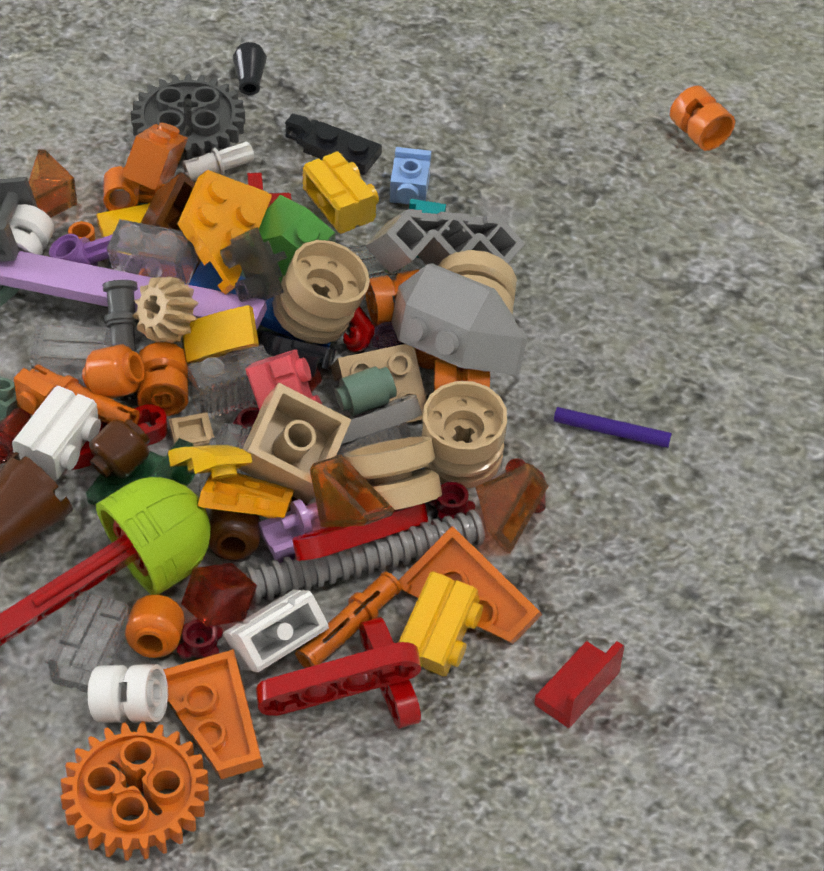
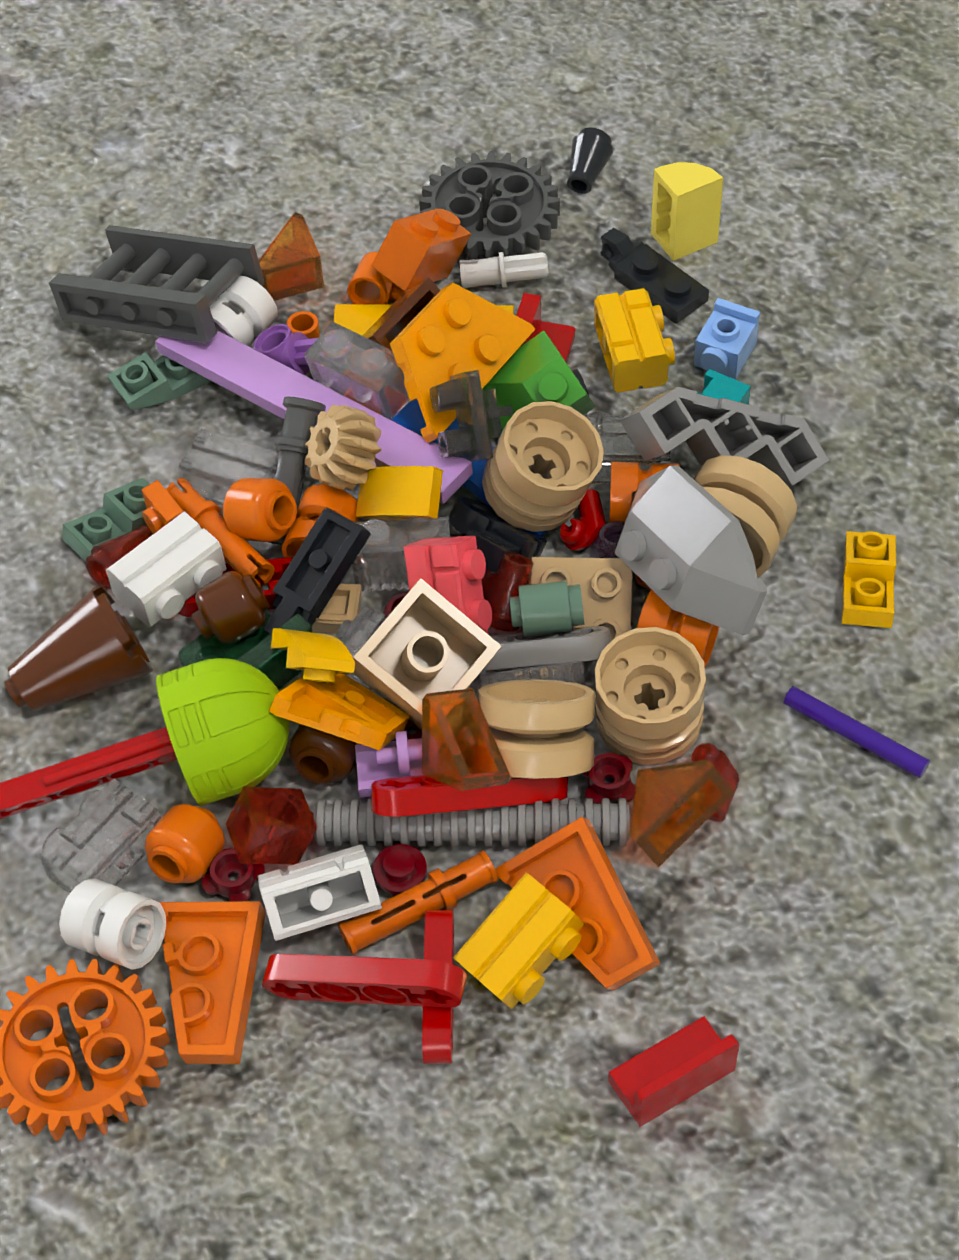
camera: 25 degrees right, 5 degrees up
(178, 403) = (317, 569): none -> black hinge
(326, 381) = (511, 574): none -> clear red cone
(330, 600) = (399, 868): none -> dark red plate
(344, 87) = (686, 207): none -> light yellow brick
(579, 322) = (868, 579): none -> yellow slope

